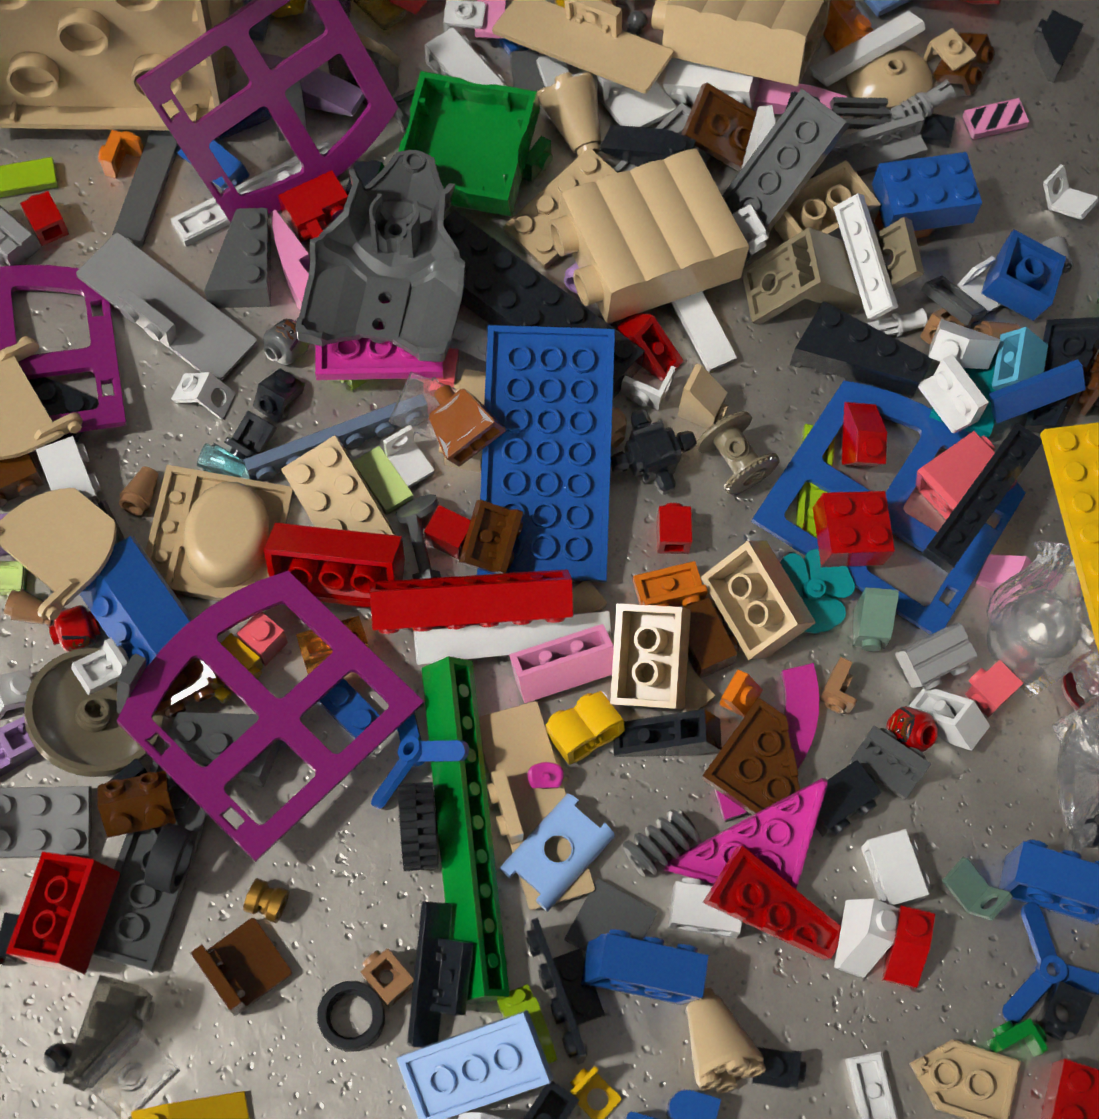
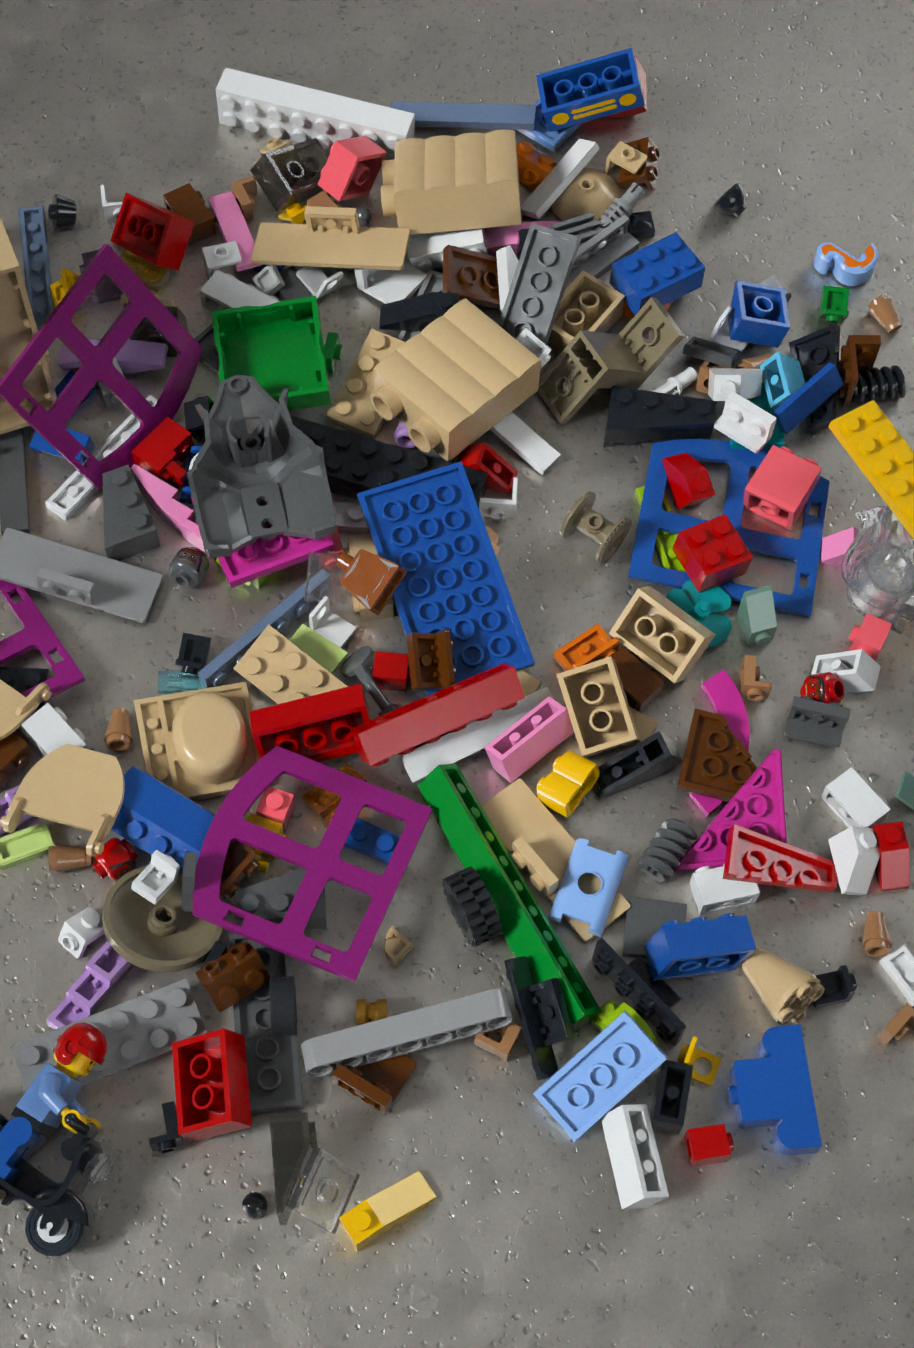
camera: 20 degrees left, 5 degrees down
(199, 387) = (134, 629): white bracket -> none
(276, 393) = (199, 612): black bracket -> none
(290, 937) = (407, 1032): none -> light grey beam
(324, 1016) = (480, 1054): black tyre -> none
(326, 836) = (396, 947): none -> tan tile
(414, 753) = (442, 852): blue piece -> none
(505, 58) = (269, 280): none -> white tile
(545, 775) = (554, 831): dark pink piece -> none
(574, 110) = (346, 304): tan cone -> none
(653, 451) = (528, 549): black piece -> none
(674, 529) = (570, 605): red brick -> none
(702, 399) = (550, 495): tan slope -> none
(740, 693) = (679, 712): orange bracket -> none
(845, 795) = (798, 757): black brick -> none
(853, 1029) = (876, 935): none -> medium nougat cone
(865, 256) = (632, 339): white tile -> none
(937, 655) = (816, 628): light grey brick -> none
(982, 498) = (804, 491): black plate -> none
(995, 118) = (681, 201): bright pink tile -> none
(1051, 138) = (731, 201): none -> black brick
(1055, 42) = (703, 127): black slope -> none
(1065, 199) = (764, 245): white bracket -> none

